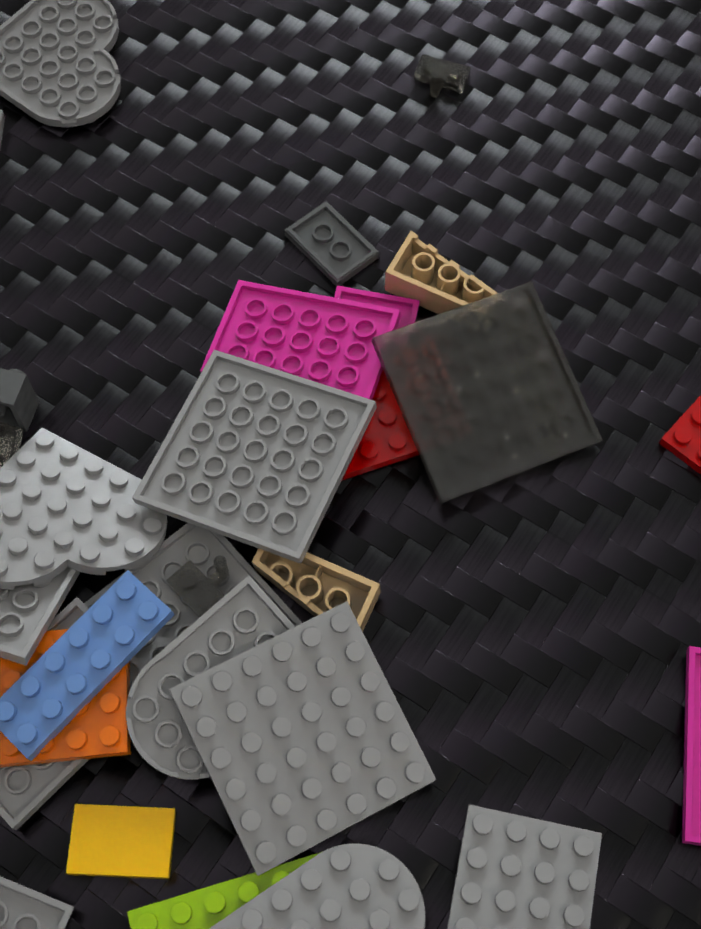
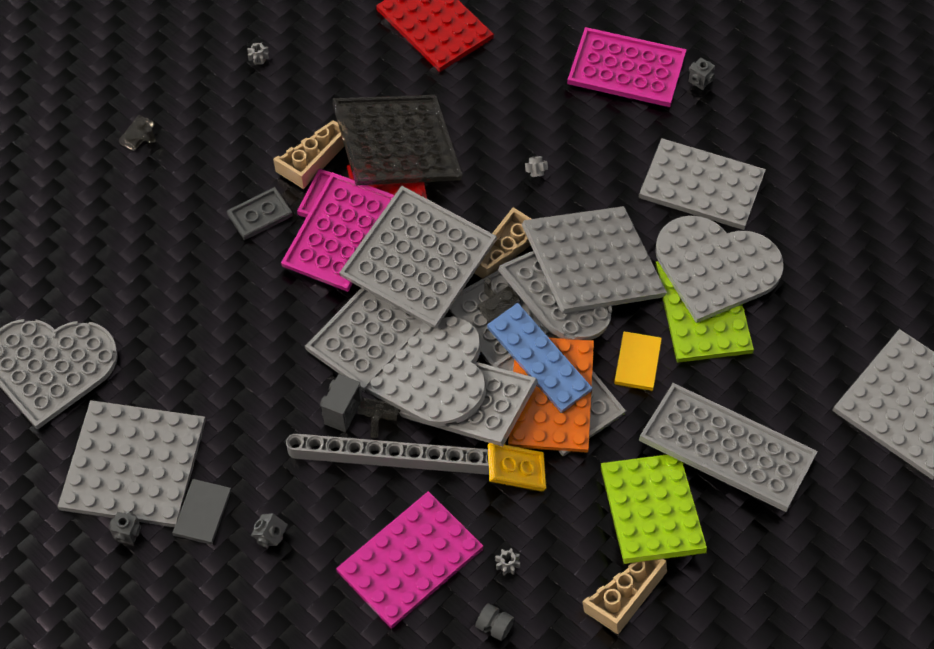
camera: 80 degrees left, 5 degrees down
(117, 408) = (363, 337): none -> light grey plate
(488, 618) = (536, 166): none -> light grey gear
(617, 185) = (258, 53): none -> light grey gear

